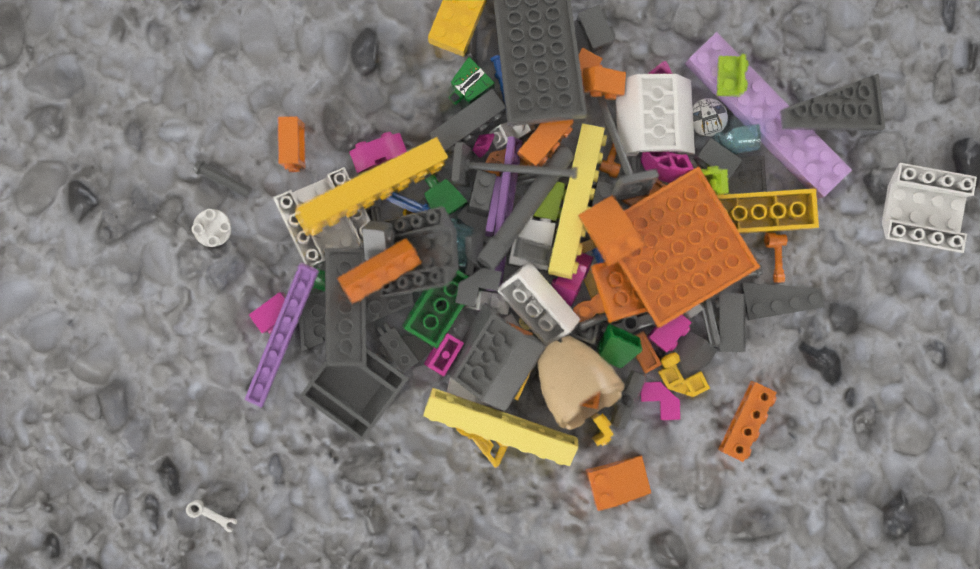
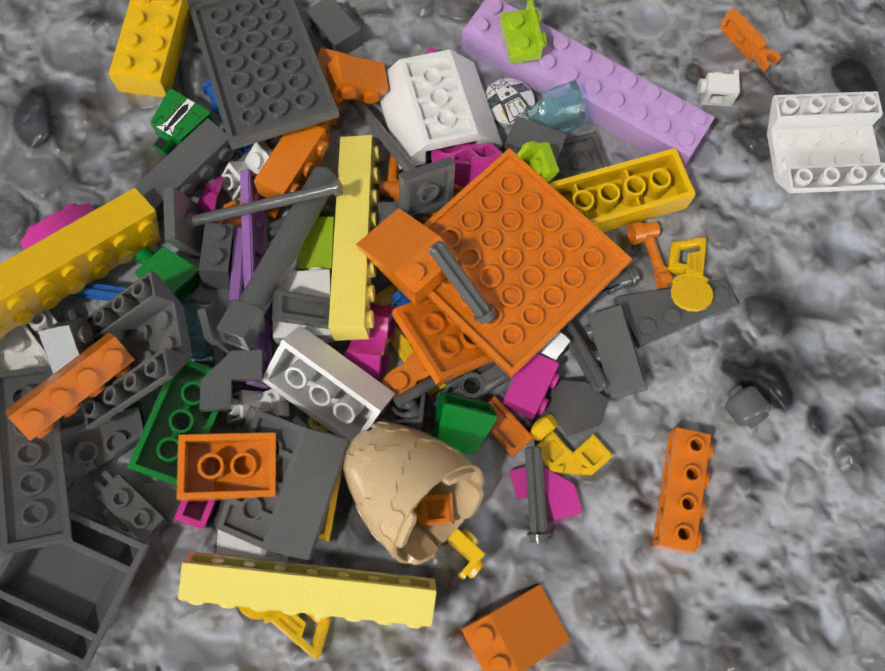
camera: 20 degrees left, 15 degrees down
(468, 345) = (226, 466): none -> orange slope
(623, 410) = (495, 519): dark grey piece -> none
(651, 283) = (463, 284): none -> dark grey axle
(653, 402) = (536, 495): none -> dark grey axle
(794, 291) = (690, 286): none -> yellow piece
(806, 378) = (747, 406): none -> dark grey head
(845, 108) = (673, 49): dark grey wing -> none
(864, 143) = (719, 88): none -> white brick
(898, 108) = (748, 39): none -> orange plate

